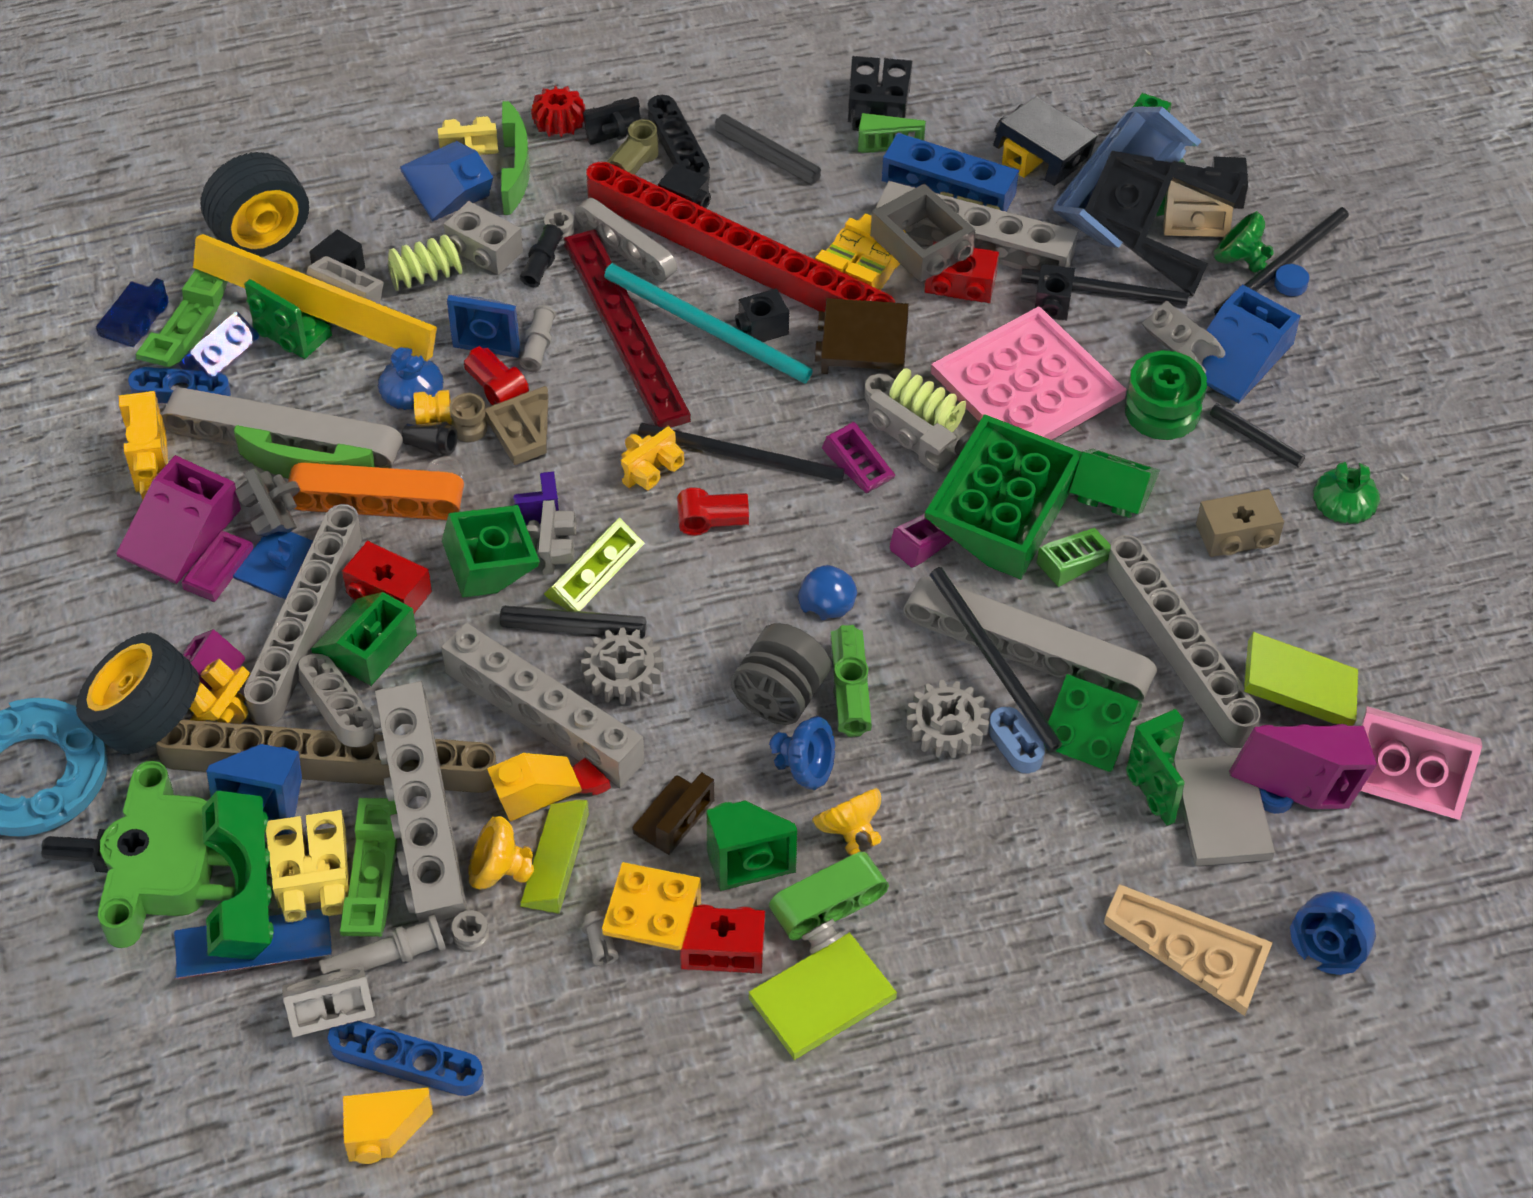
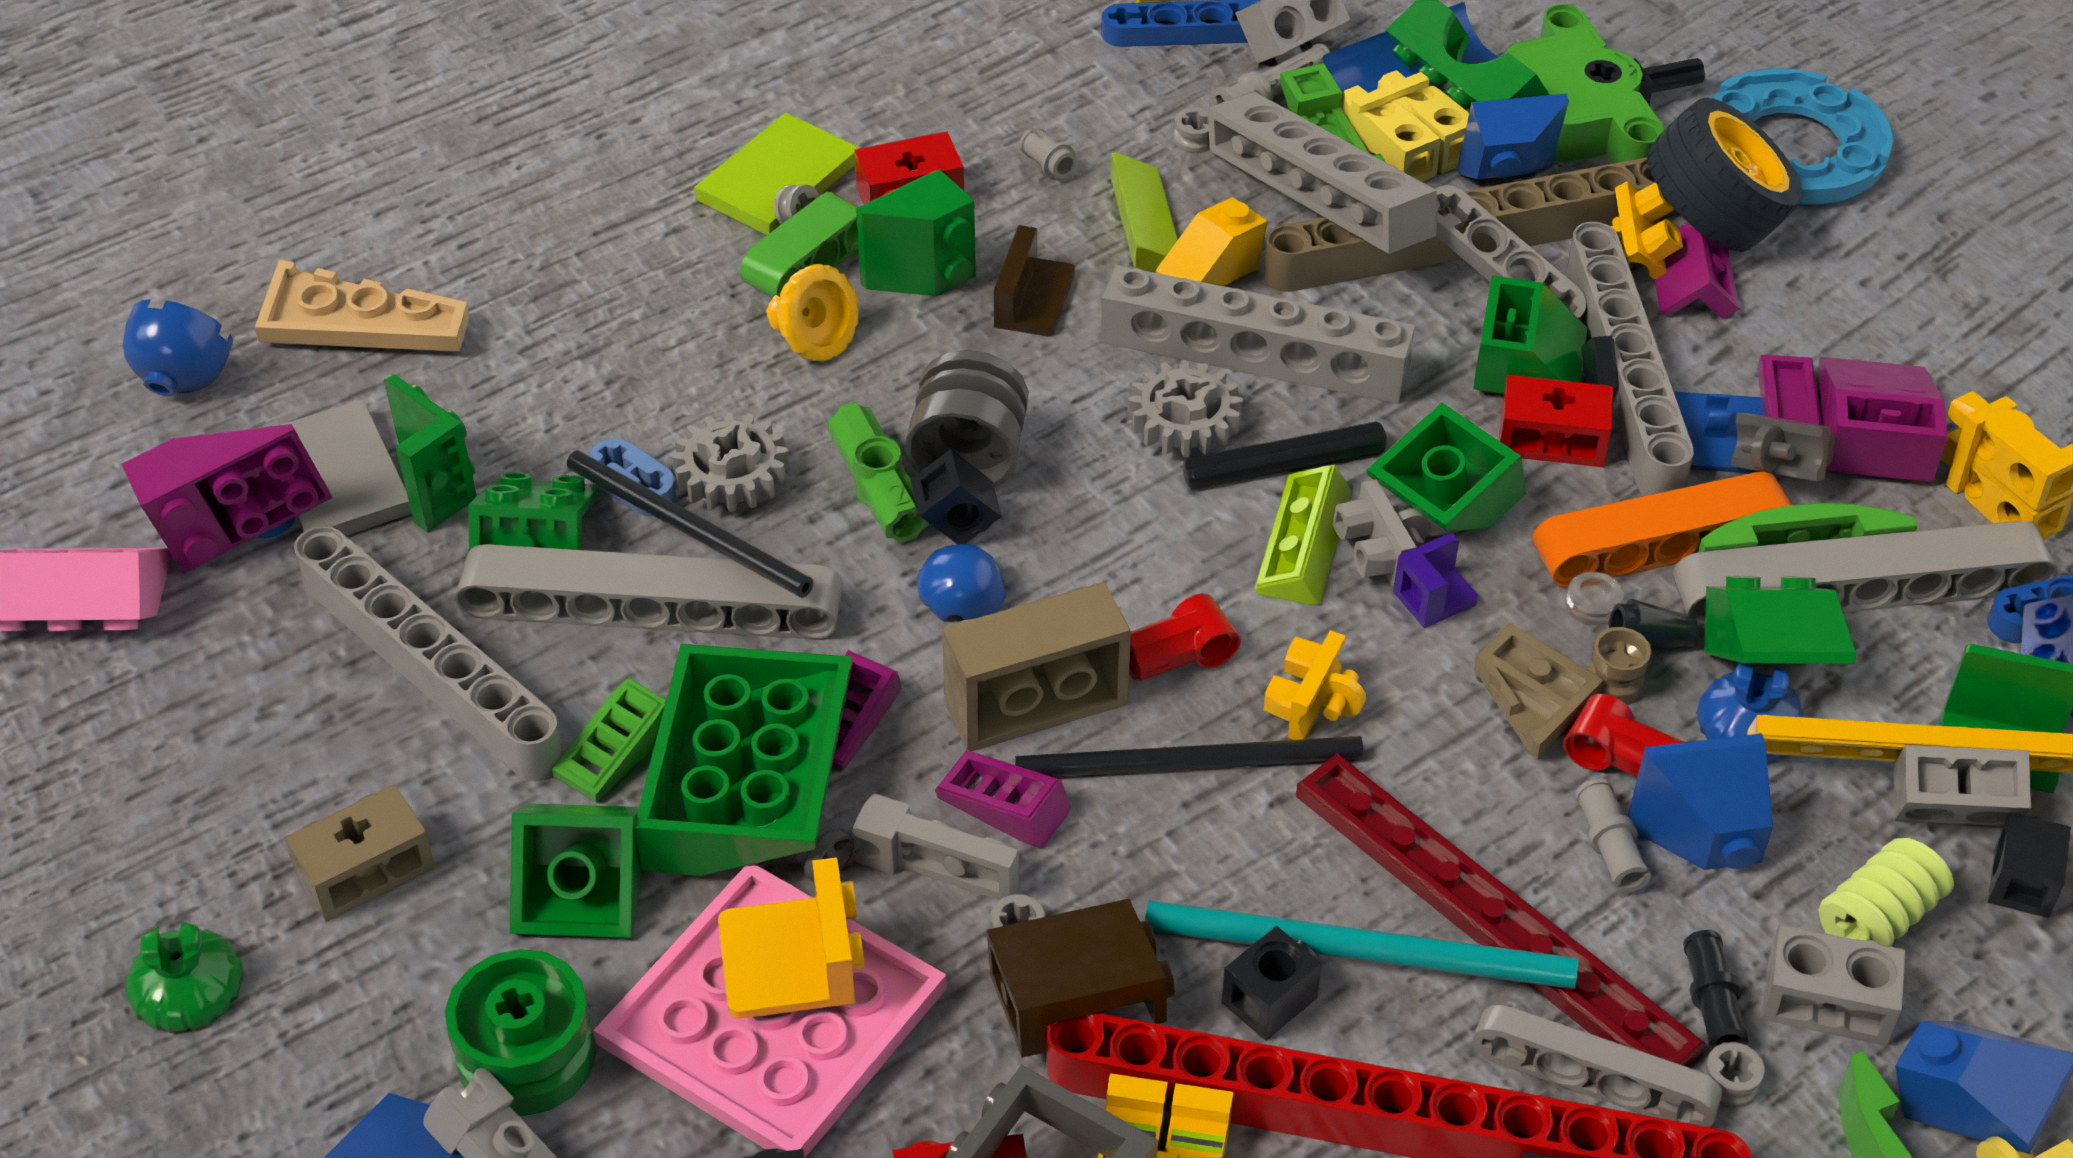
camera: 160 degrees right, 5 degrees down
(332, 601) = (1600, 361): none -> black tile
(373, 386) = (1776, 623): none -> green slope
(432, 409) = (1685, 663): yellow wheel -> none
(498, 856) = (1201, 173): yellow hair -> none
(651, 906) = (1003, 168): yellow bracket -> none
(807, 752) = (894, 359): blue hair -> none
(813, 494) = (1036, 666): none -> dark tan brick
(817, 621) = (955, 498): none -> black brick
(926, 403) = (928, 898): yellowish green piece -> none
(1009, 380) = (793, 950): none -> yellow bracket
(1257, 435) = (350, 1045): black bar -> none
(1301, 680) = (239, 627): lime tile -> none

